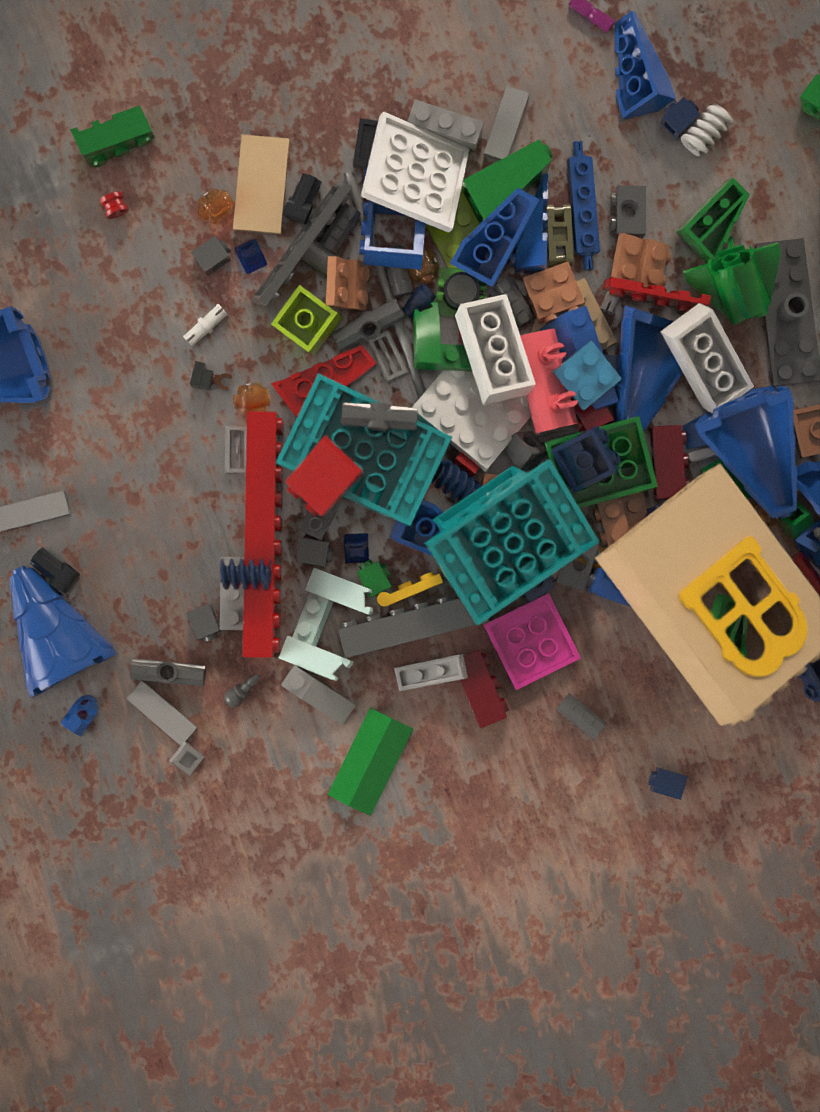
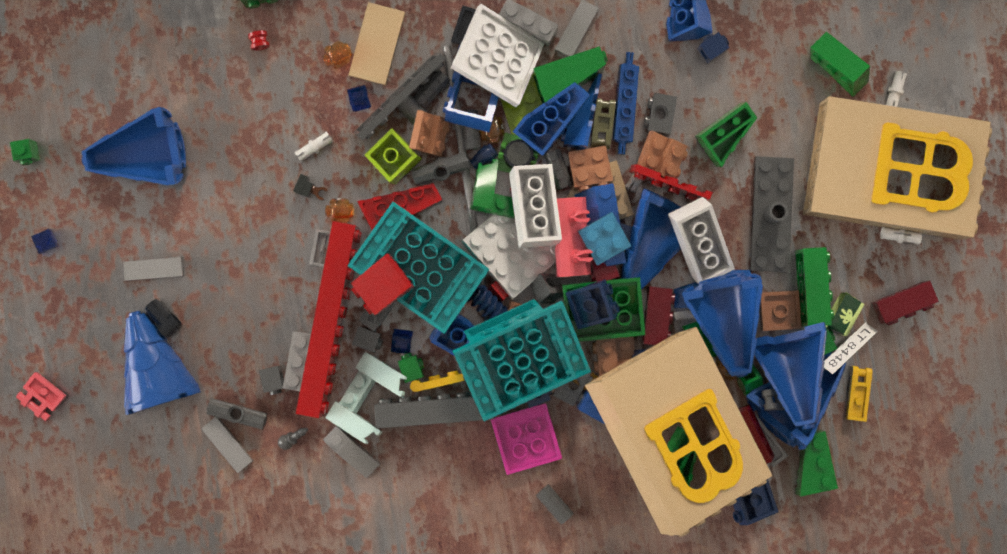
camera: 10 degrees right, 0 degrees up
(81, 715) = (163, 435): blue rock -> none
(187, 758) = (240, 483): light grey tile -> none
(212, 255) = (328, 92): dark grey brick -> none
(245, 574) = (308, 350): dark blue piece -> none
(300, 204) = (404, 65): black piece -> none
(370, 761) = (383, 511): green slope -> none
(379, 416) = (434, 244): dark grey piece -> none
(396, 375) = (456, 210): light grey tile -> none
(431, 672) = (442, 450): light grey tile -> none
(481, 690) = (479, 468): dark red brick -> none
(706, 128) = (732, 59): white piece -> none
(738, 280) = (736, 183): green brick -> none

